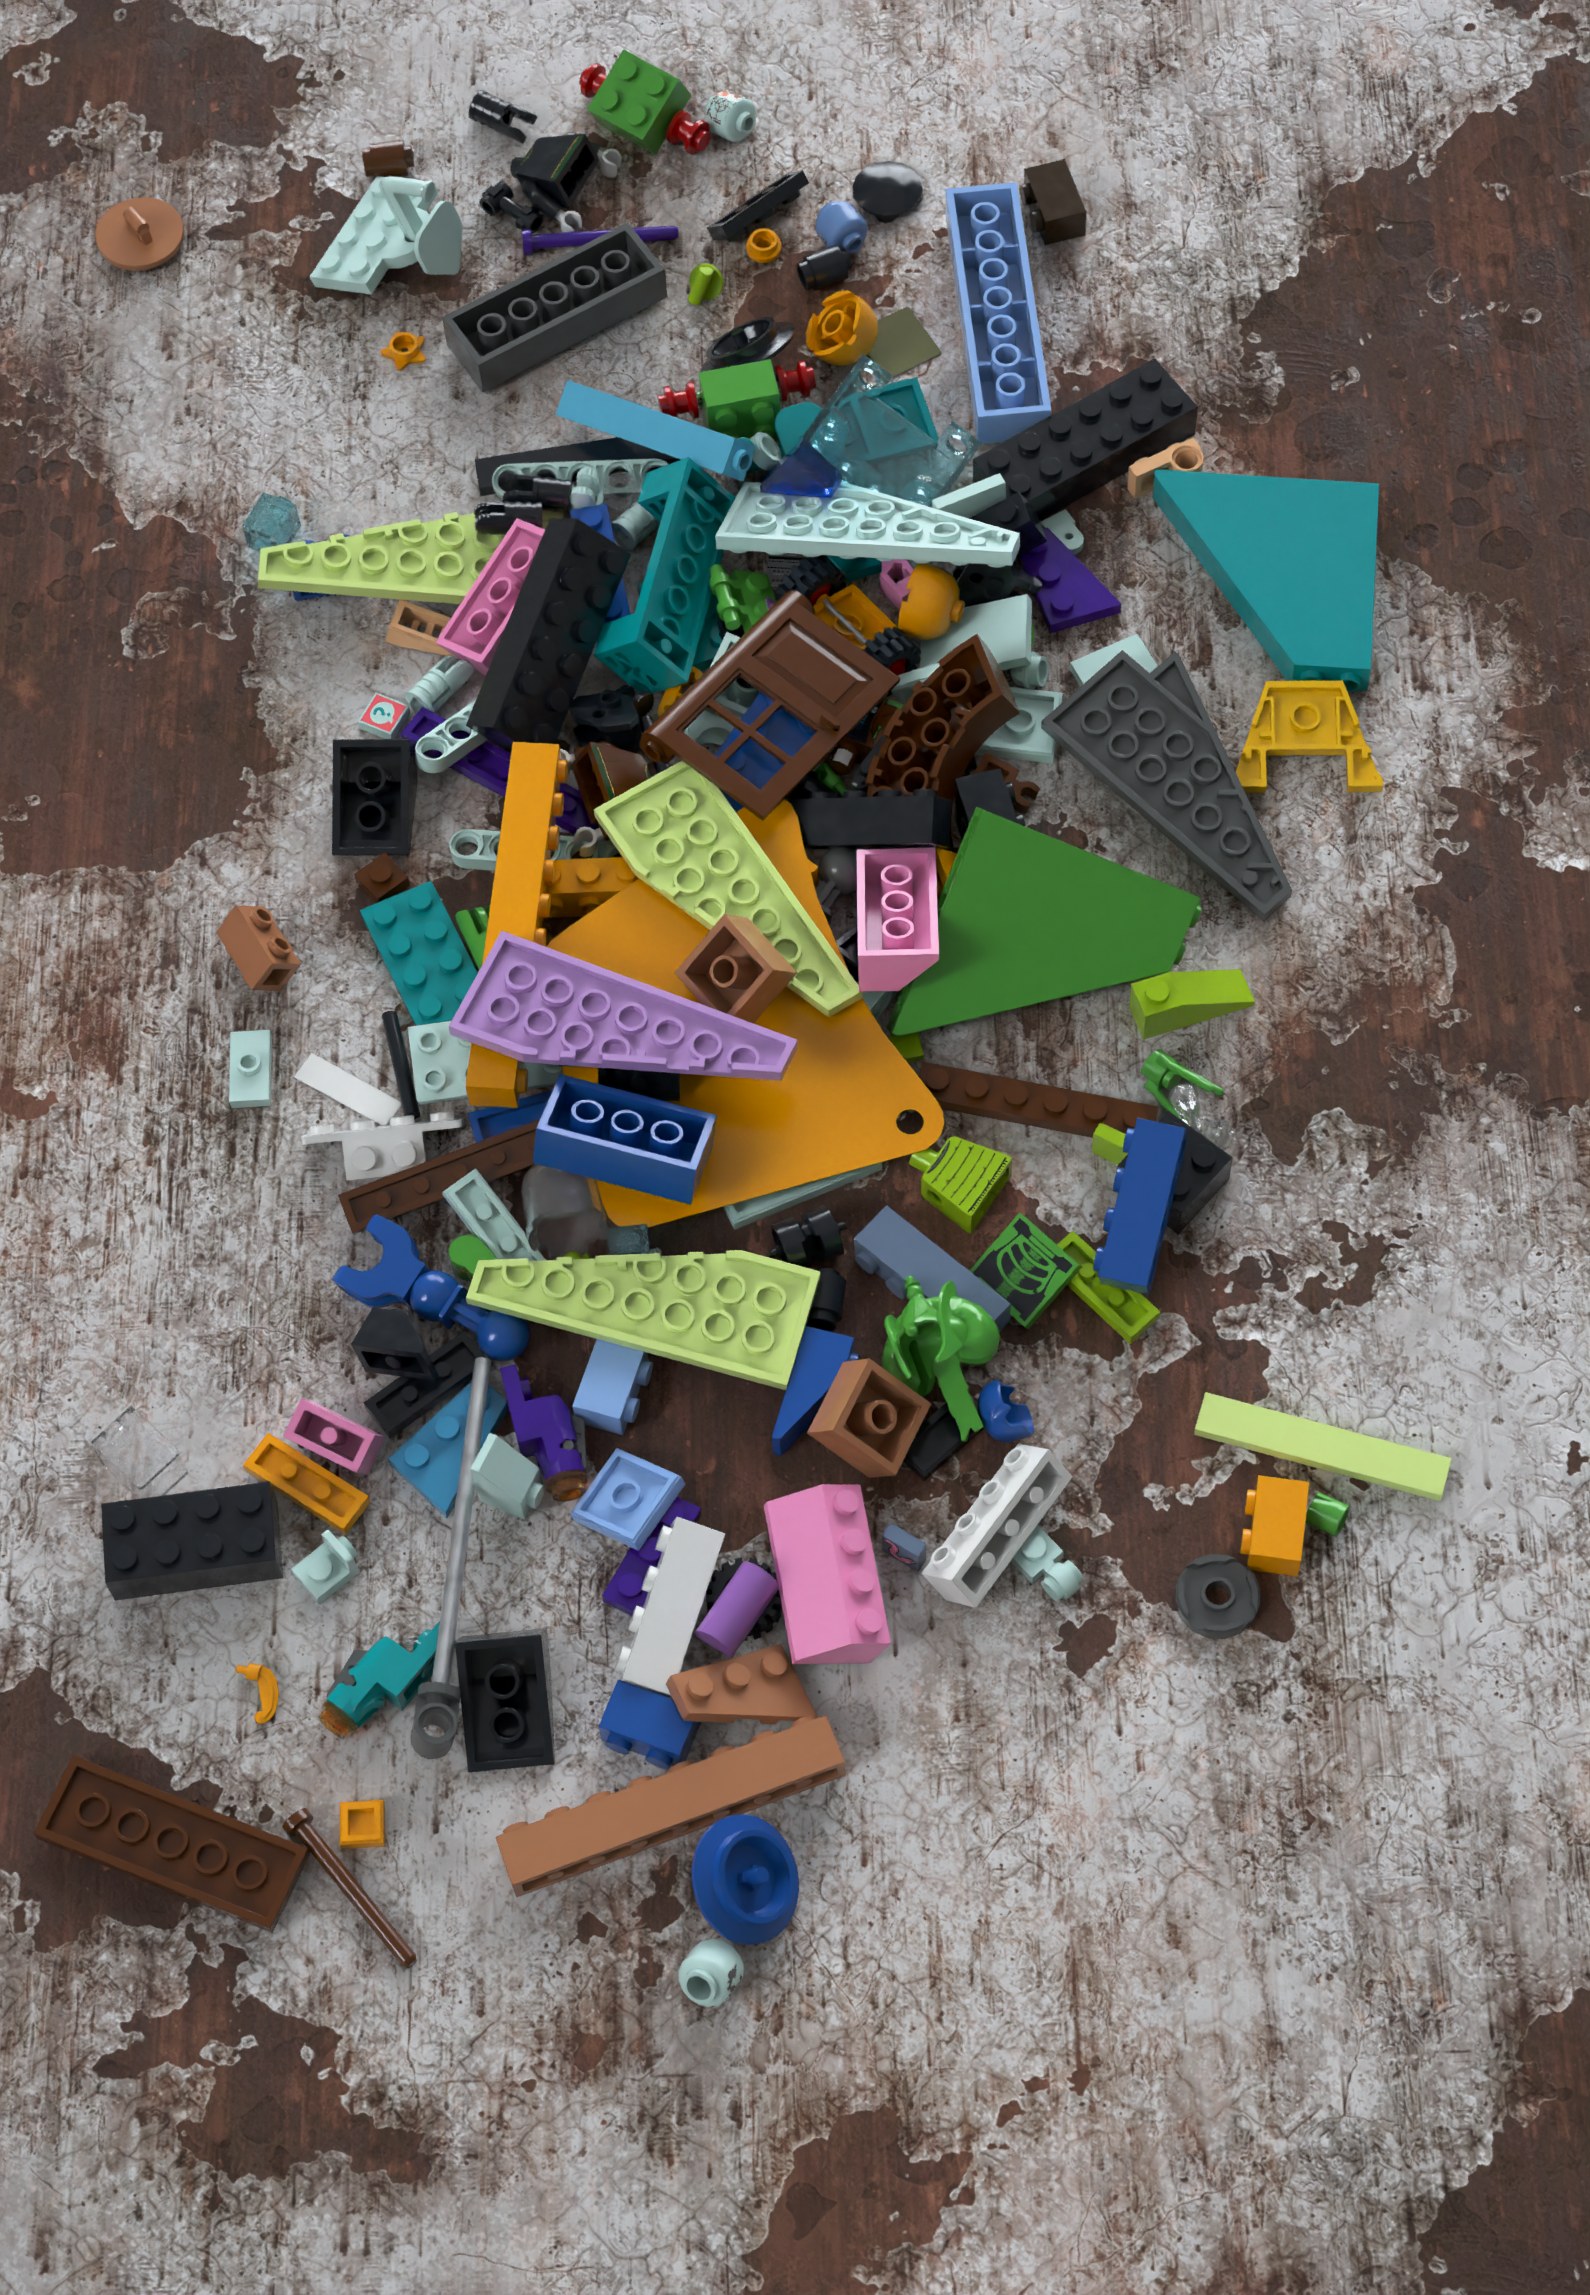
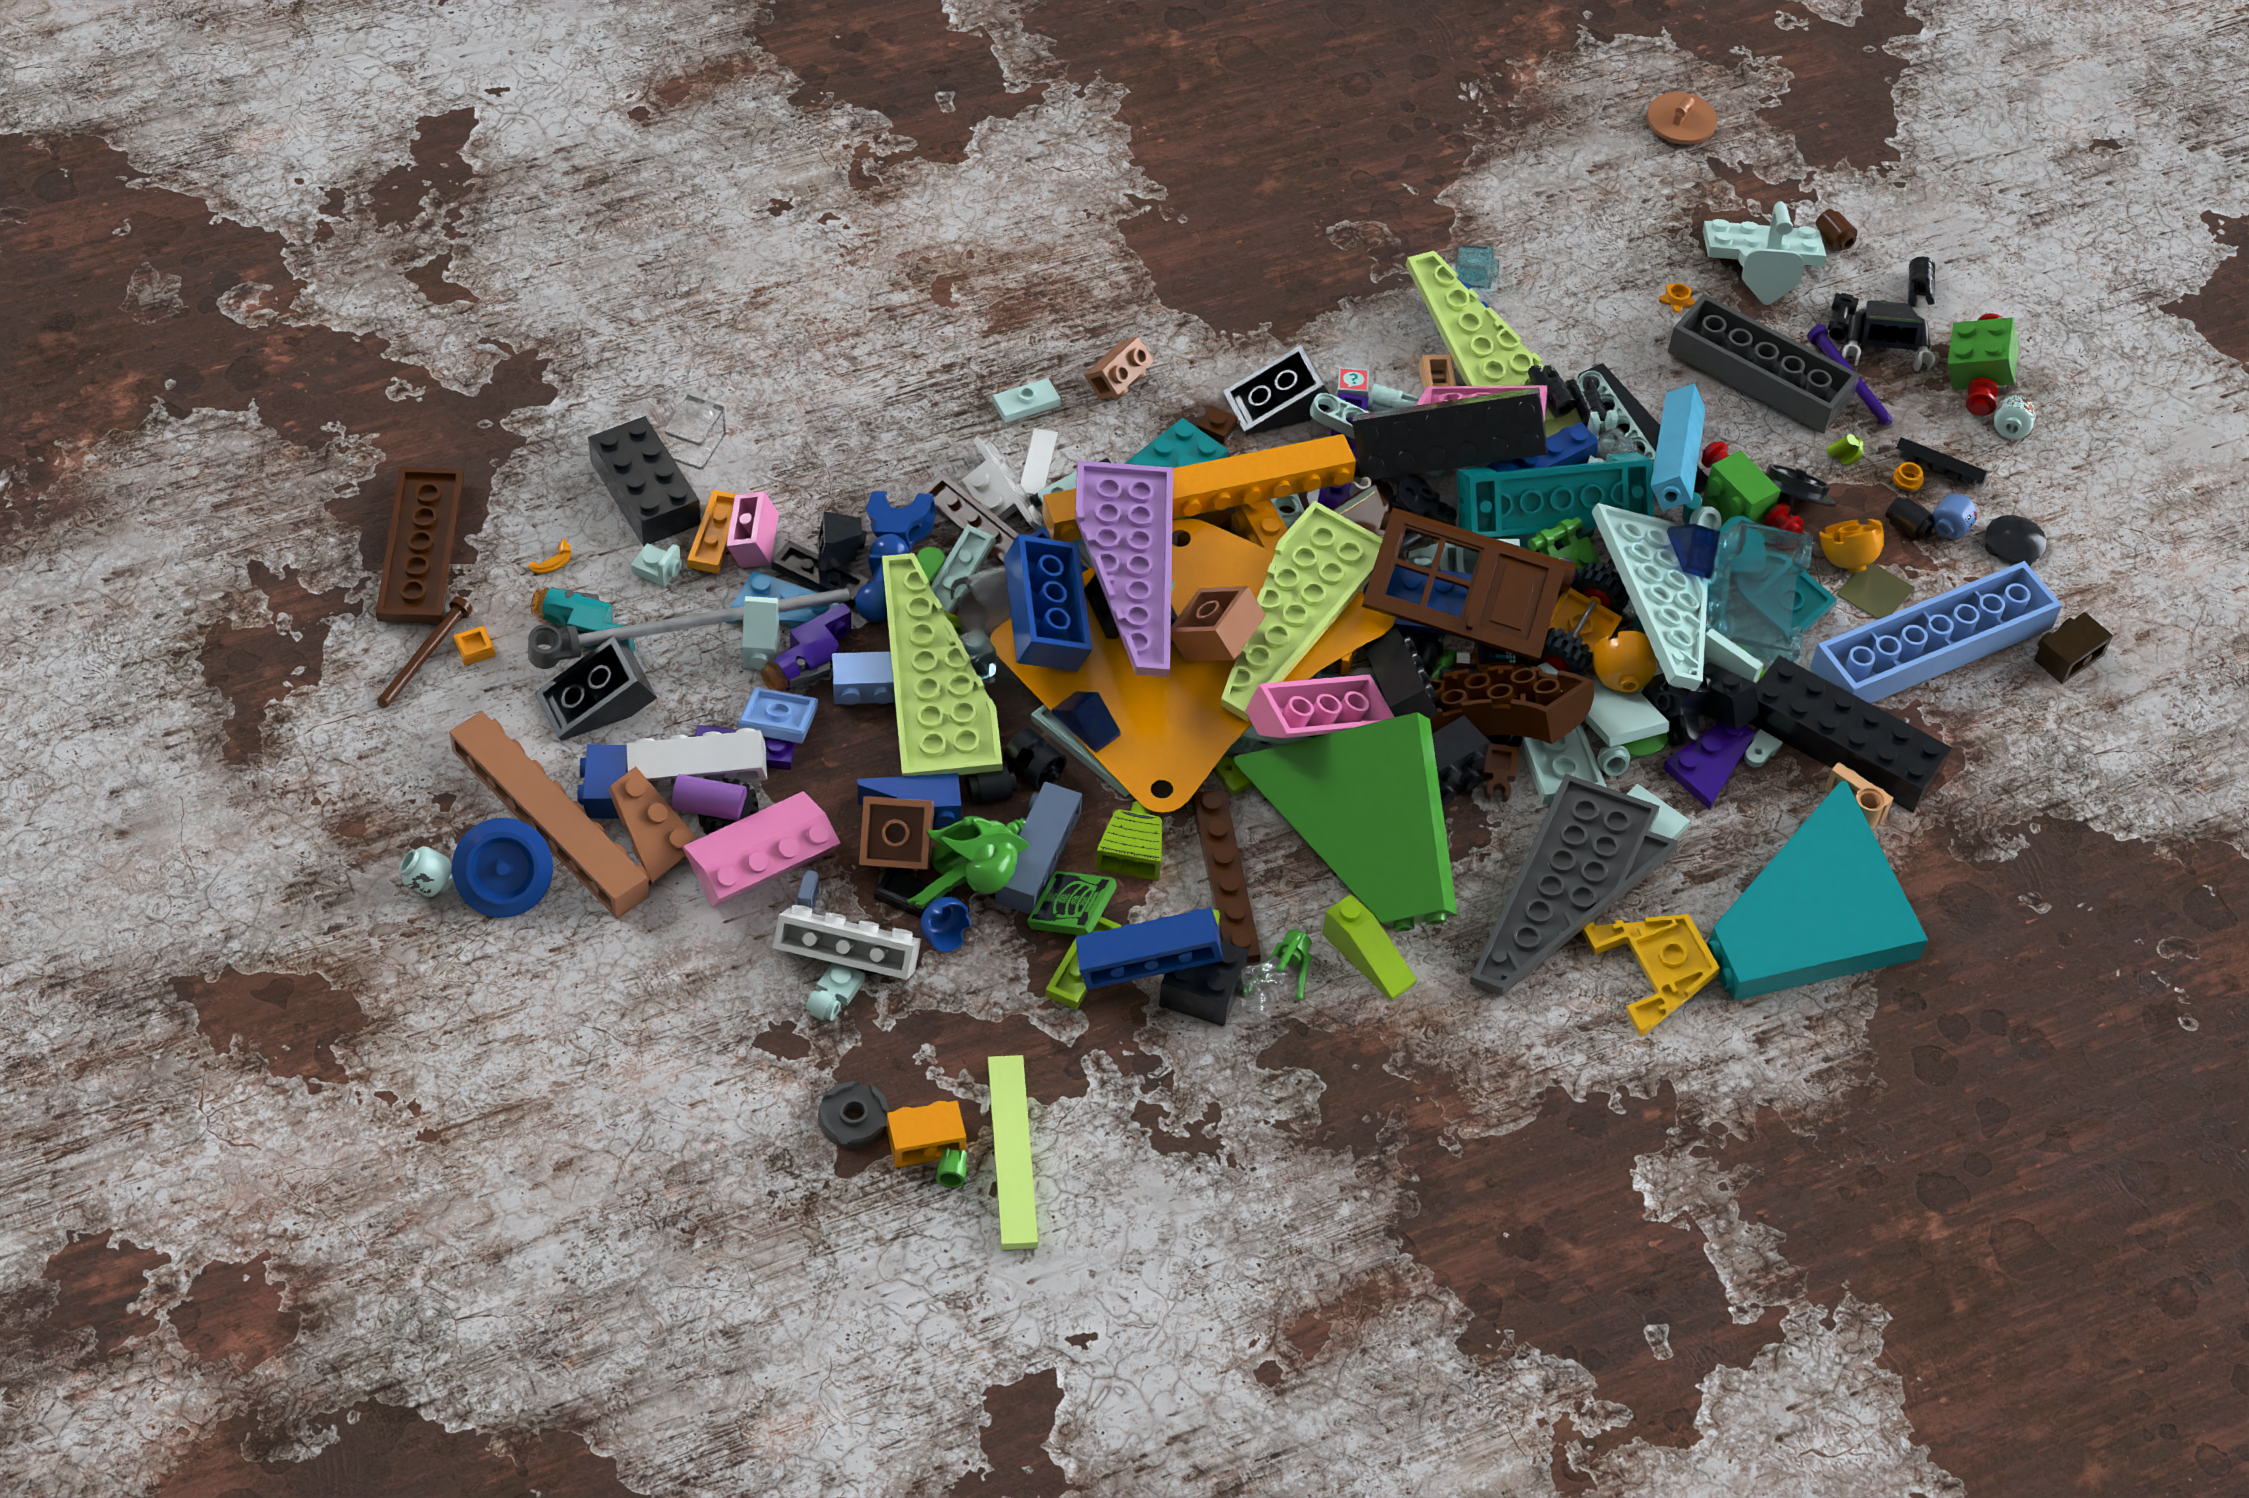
camera: 60 degrees right, 10 degrees down
(786, 1161) = (1088, 719): none -> clear blue slope

